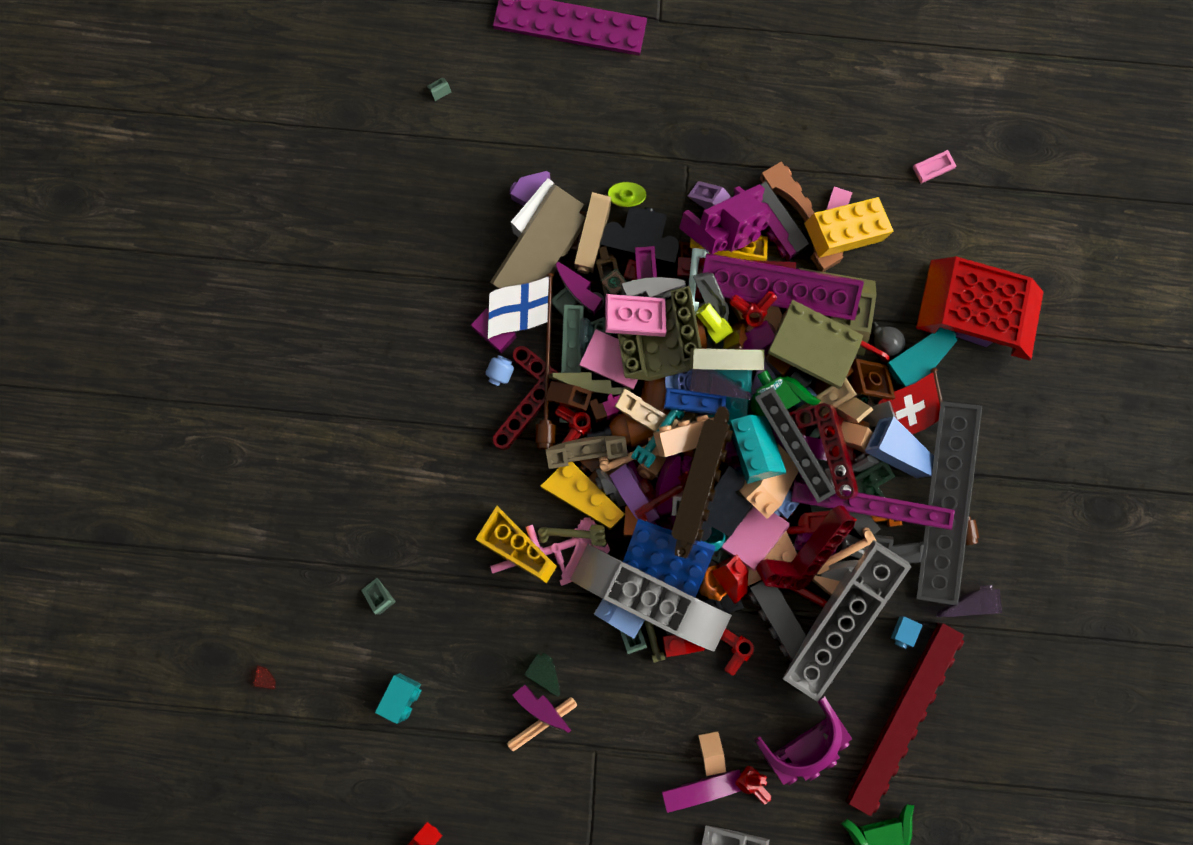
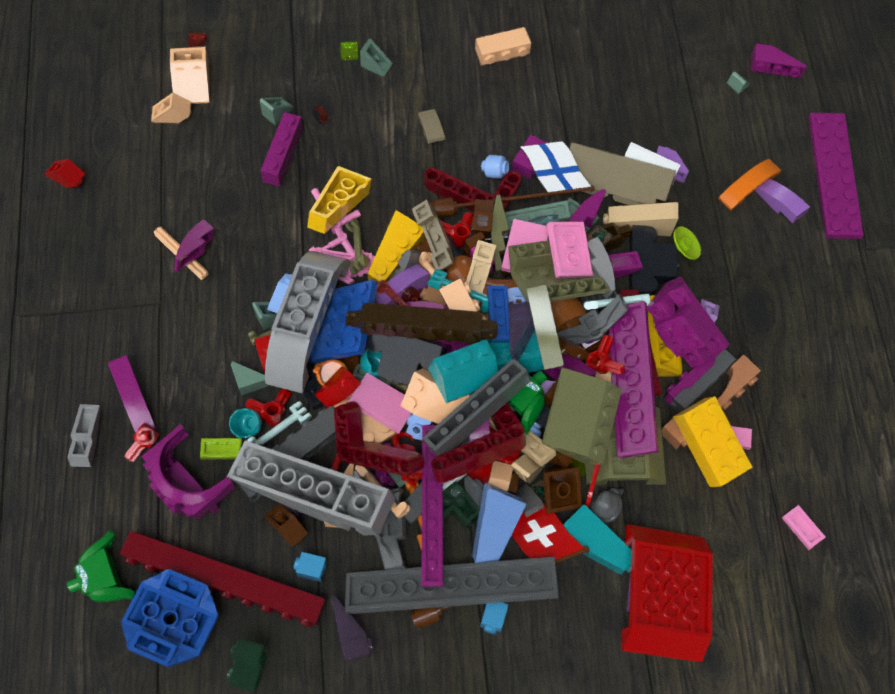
camera: 75 degrees right, 15 degrees down
(313, 503) = (349, 50): none -> clear neon green tile
(318, 690) = (190, 73): none -> light nougat slope
(335, 475) = (374, 59): none -> sand green slope
(345, 330) = (503, 46): none -> light nougat brick
(358, 717) = (171, 109): none -> light nougat slope
(395, 550) = (319, 114): none -> clear red tile
(398, 698) = (189, 132): teal brick -> none
(421, 44) = (774, 61): none -> magenta slope
(433, 429) = (431, 126): none -> dark tan slope
(435, 598) = (281, 149): none -> magenta brick
(544, 673) = (226, 246): clear green slope -> none
(566, 111) = (748, 183): none -> orange slope
(592, 85) = (782, 200): none -> medium lavender slope
(702, 670) = (247, 379): none -> sand green slope
(712, 753) = (168, 400): light nougat slope -> none
(716, 326) = (578, 329): neon yellow piece -> none
(747, 625) = (296, 415): none -> light aqua hinge
(752, 677) = (245, 423): none -> teal hair
(772, 705) = (220, 448): none -> lime plate
(866, 650) = (286, 525): none -> reddish brown slope
(962, 779) = (147, 617): none -> blue piece
(983, 470) = (494, 617): none -> dark azure brick
(990, 702) = (248, 665): none -> clear green brick

